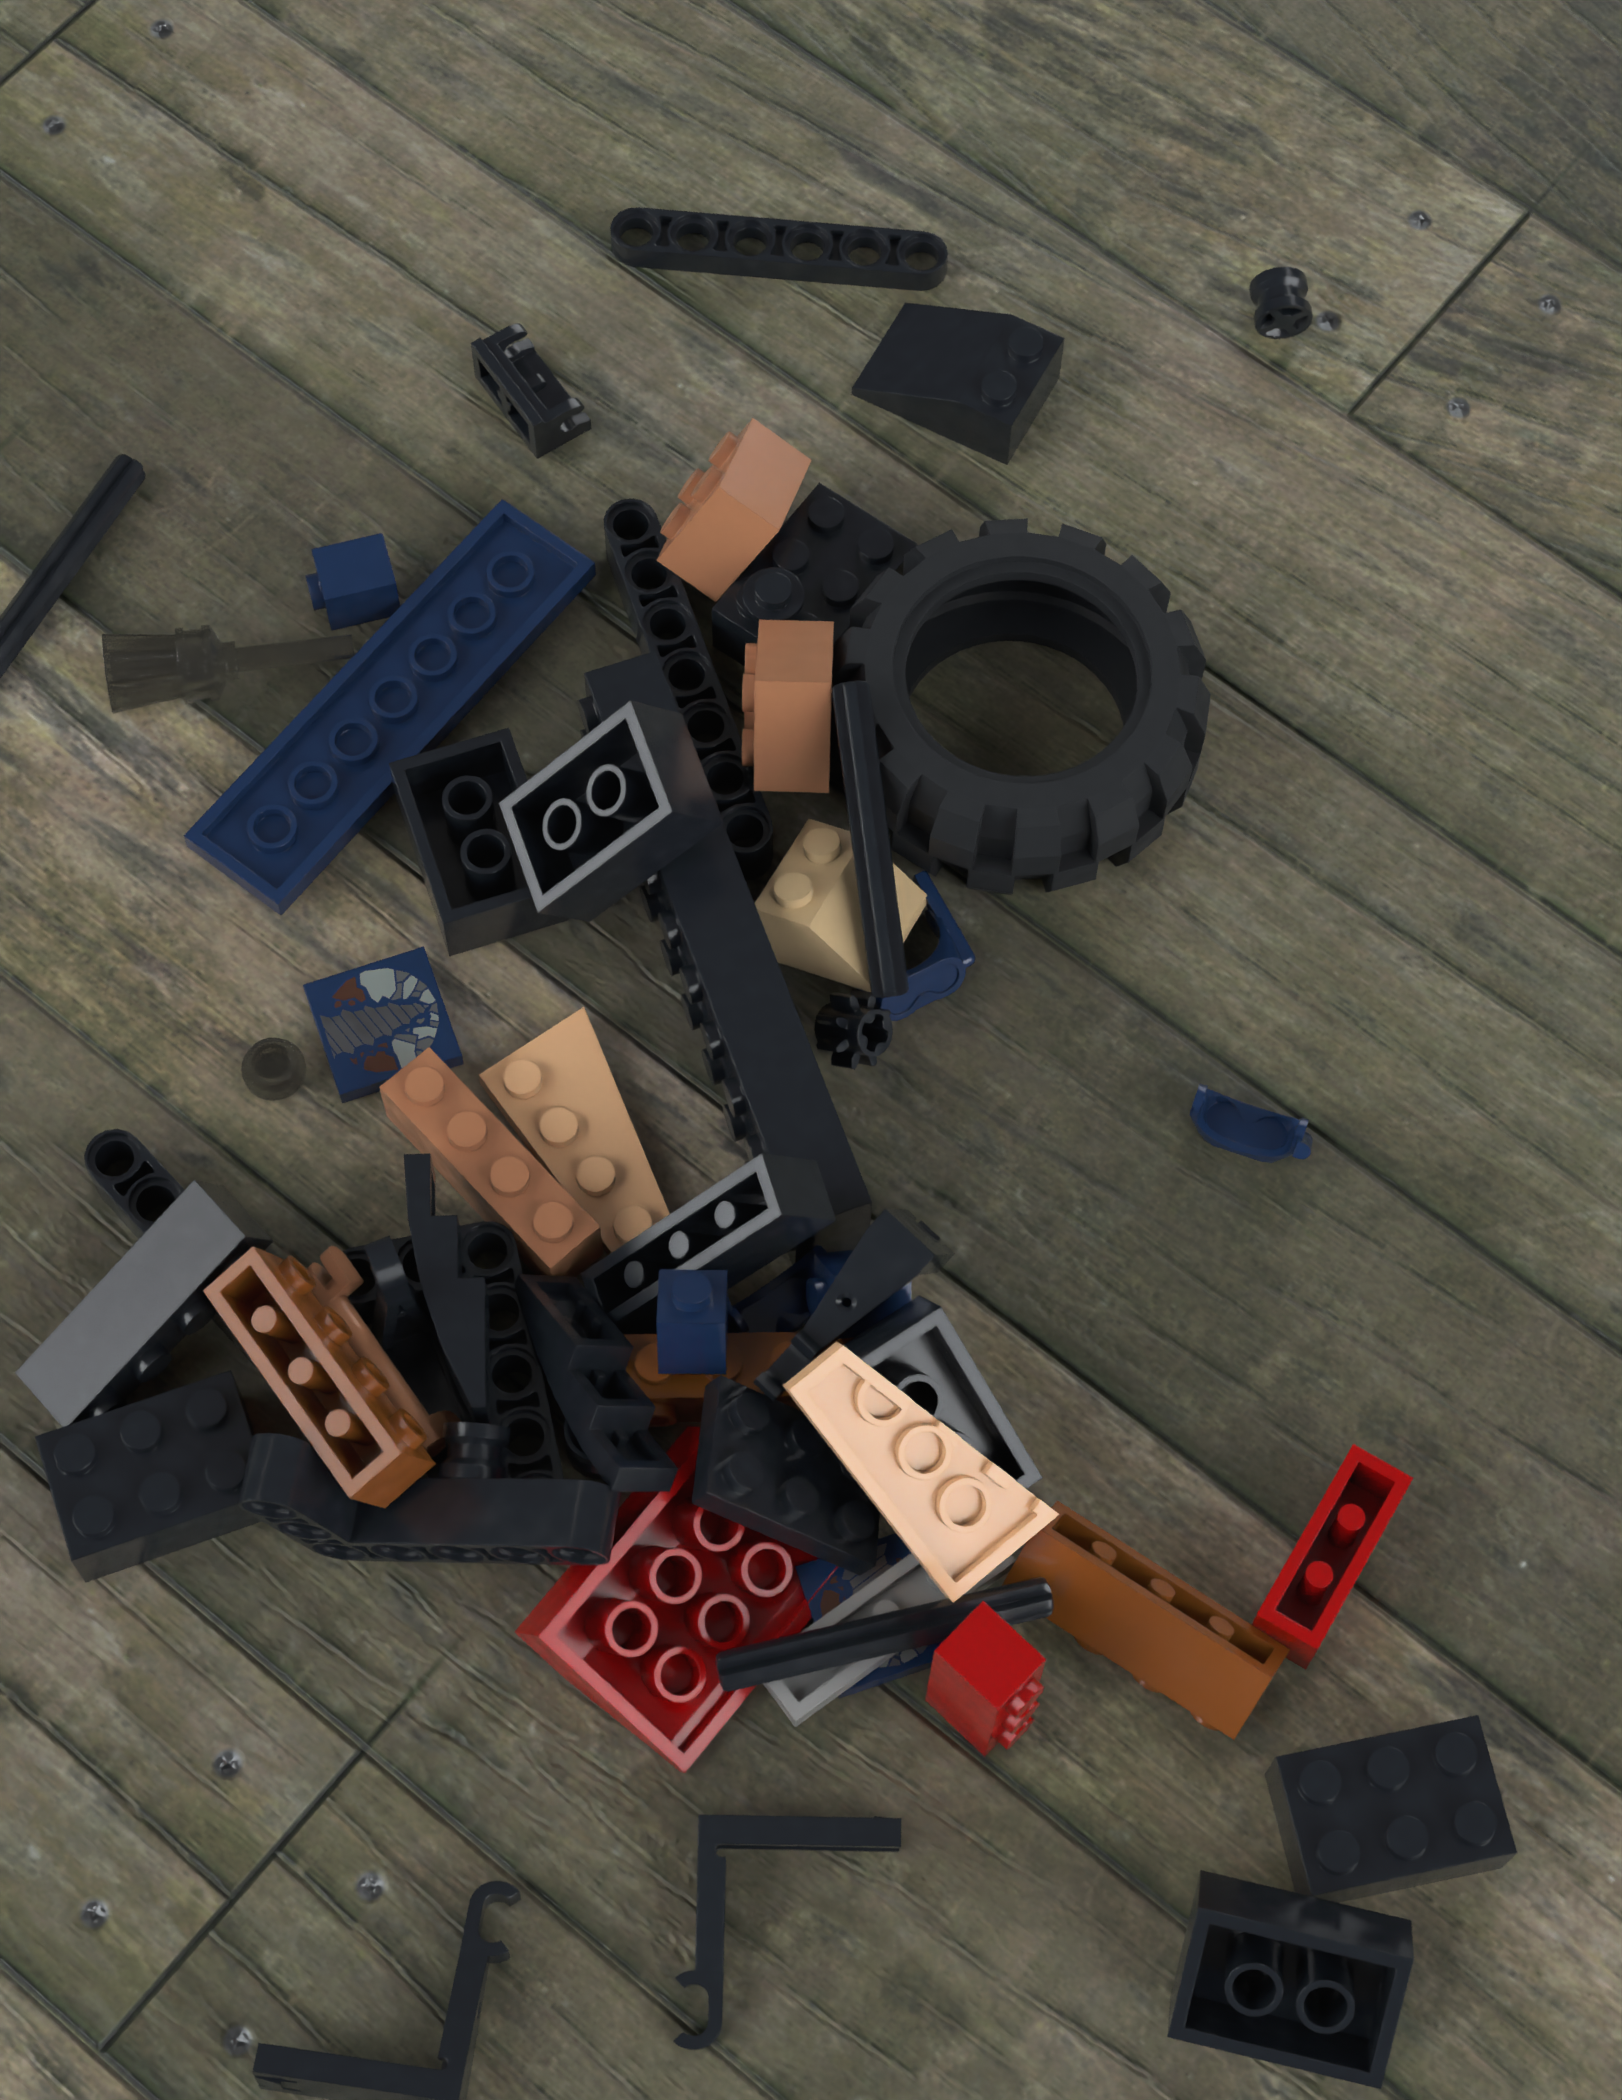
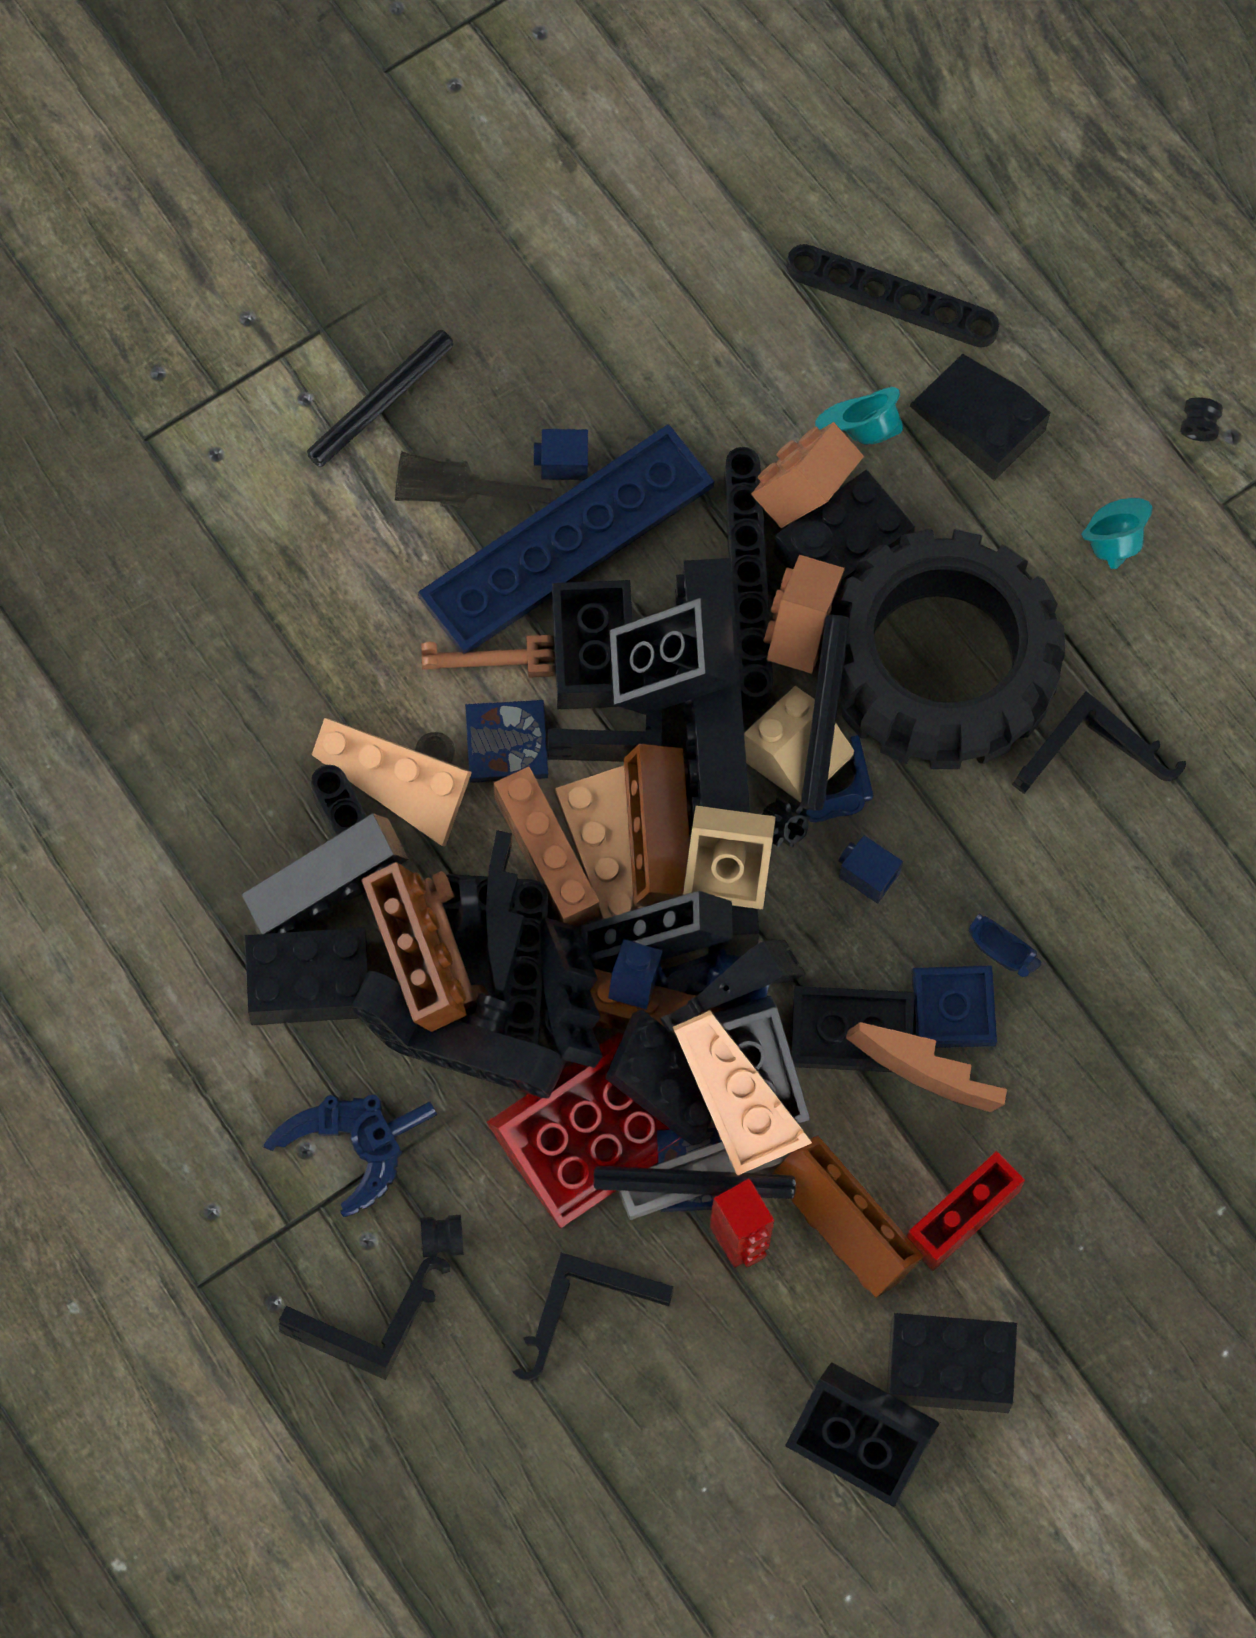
camera: 15 degrees right, 5 degrees up
(235, 1125) = (403, 780): none -> light nougat wing
(330, 1712) = (370, 1136): none -> dark blue bar
(392, 887) = (530, 656): none -> nougat hinge
(492, 1843) = (441, 1236): none -> black wheel
(527, 391) = (706, 352): black hinge -> none
(544, 985) = (602, 744): none -> black hinge
(657, 1081) = (657, 822): none -> dark orange brick
(792, 1090) = (730, 855): none -> tan slope
(806, 414) = (866, 418): none -> teal piece
(1004, 1064) = (869, 868): none -> dark blue brick
(1059, 1317) = (827, 1014): none -> black plate
(1177, 1340) = (915, 1061): none -> nougat slope
(1201, 1241) = (955, 1005): none -> dark blue tile
(1216, 481) = (1118, 530): none -> teal piece
(1293, 761) = (1107, 726): none -> black hinge

